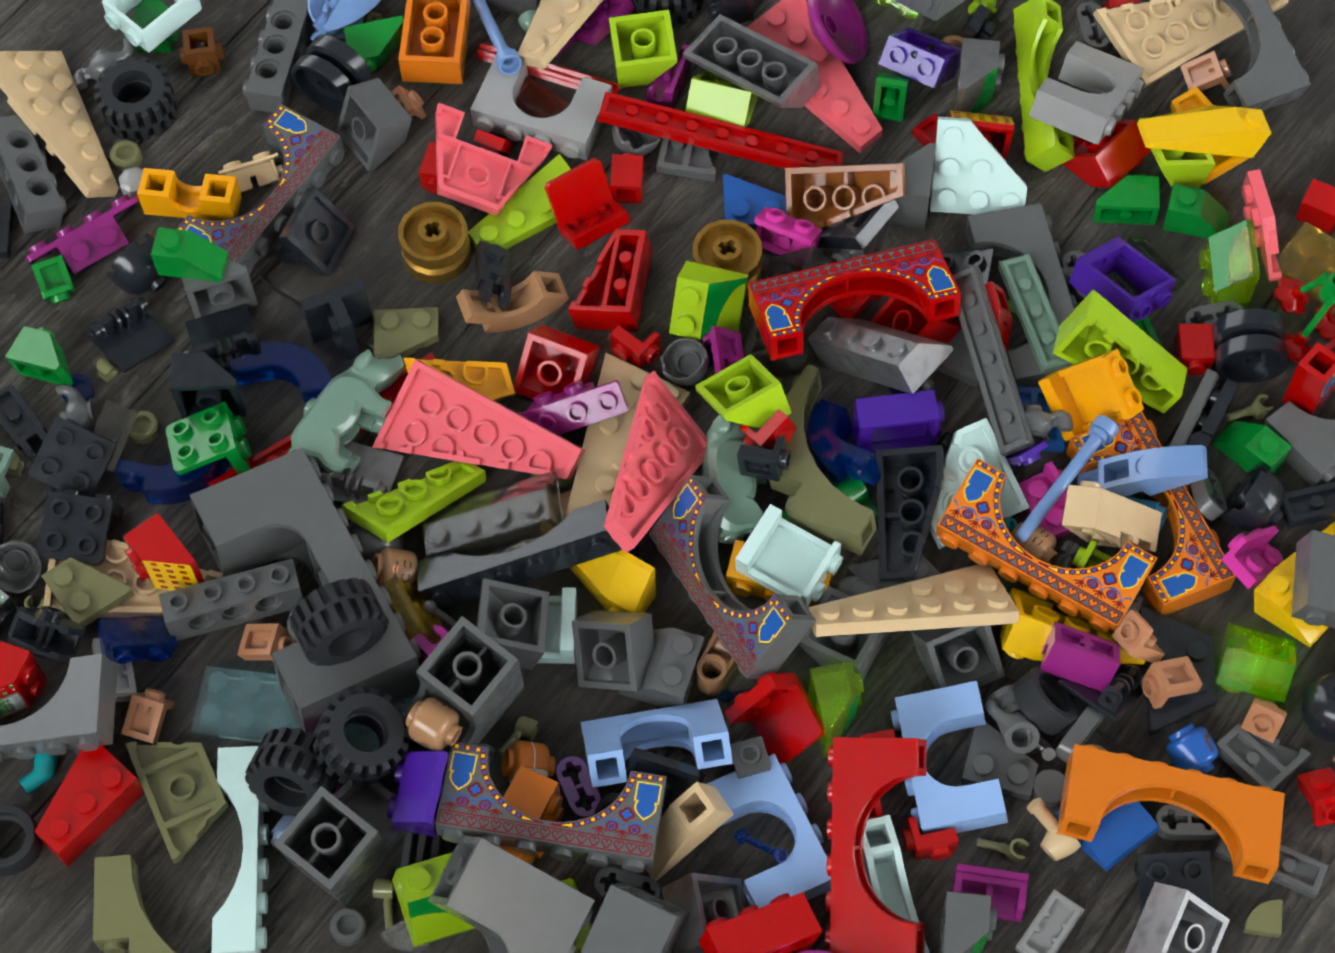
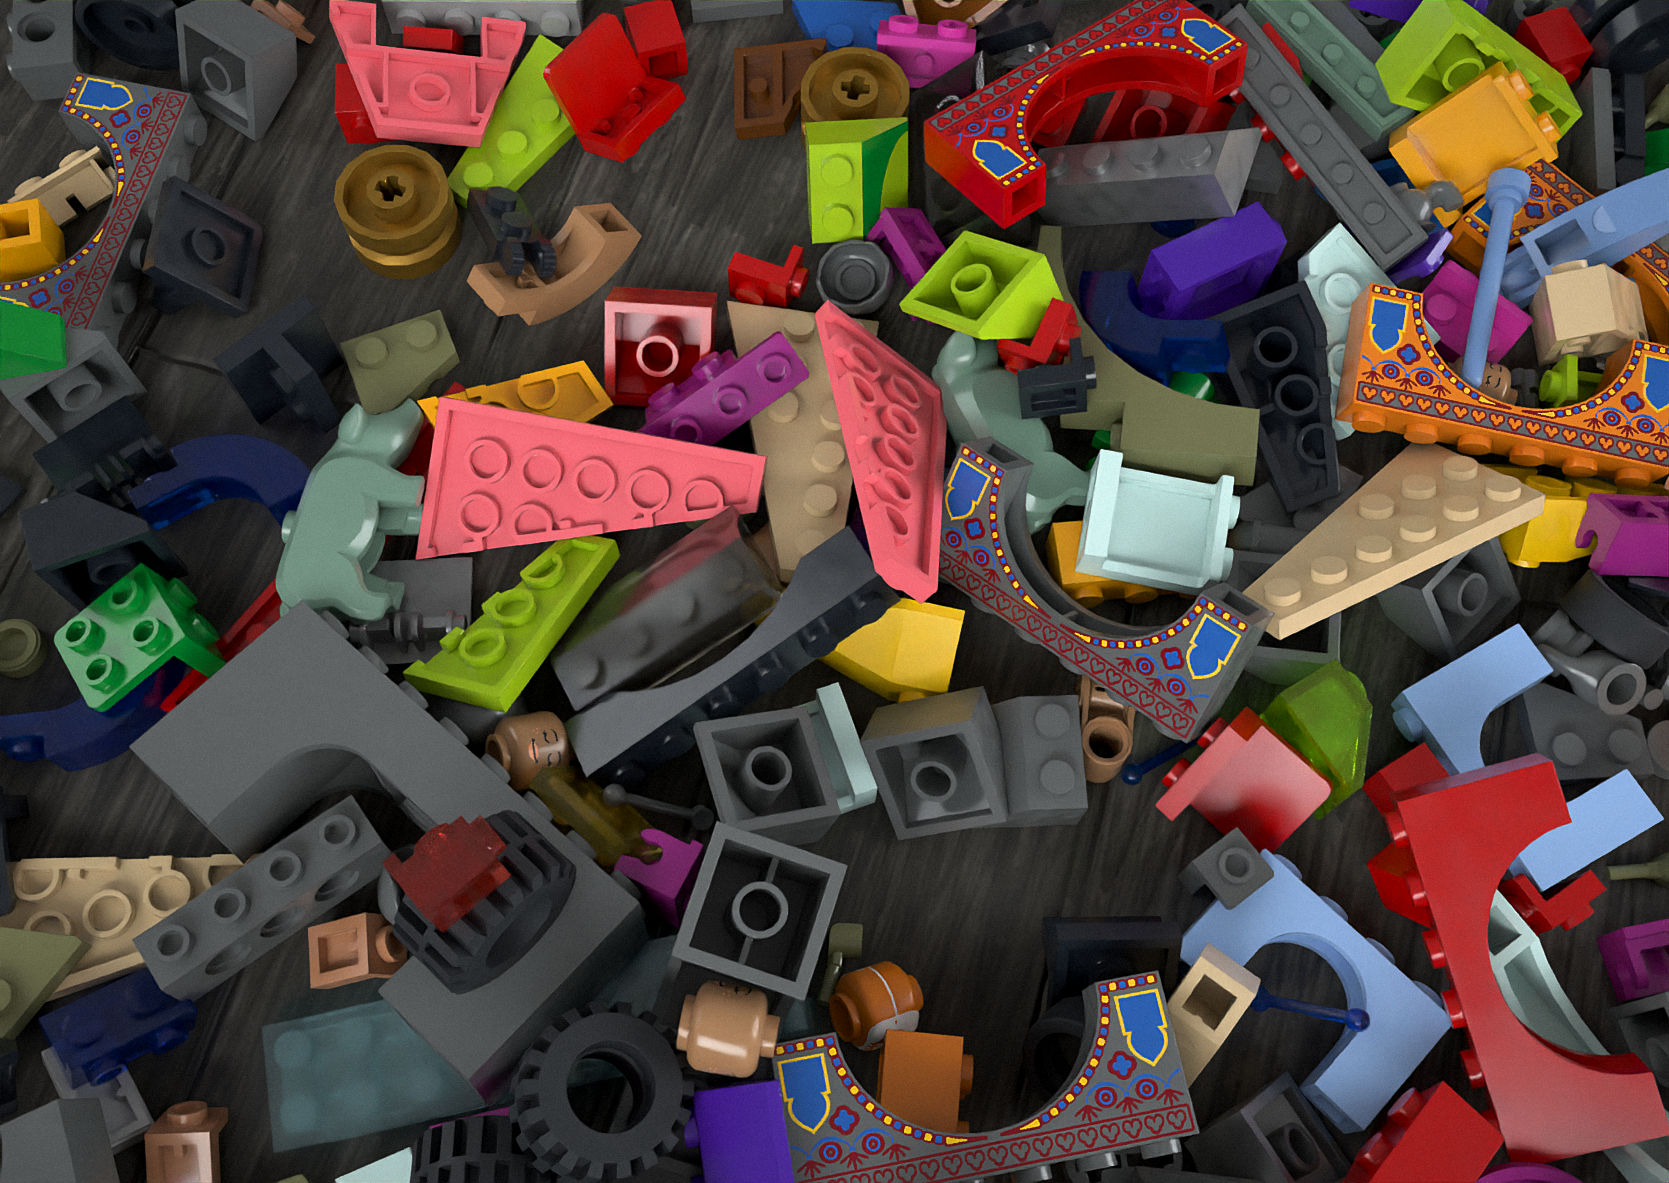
camera: 25 degrees left, 5 degrees up
(161, 556) = (109, 869): red slope -> none
(326, 592) = (451, 870): none -> clear red brick
(572, 792) = (982, 1004): medium lavender beam -> none
(617, 284) = (704, 196): red wedge -> none
(681, 227) = (770, 85): none -> reddish brown wing
(689, 726) = (1113, 845): light blue arch -> none

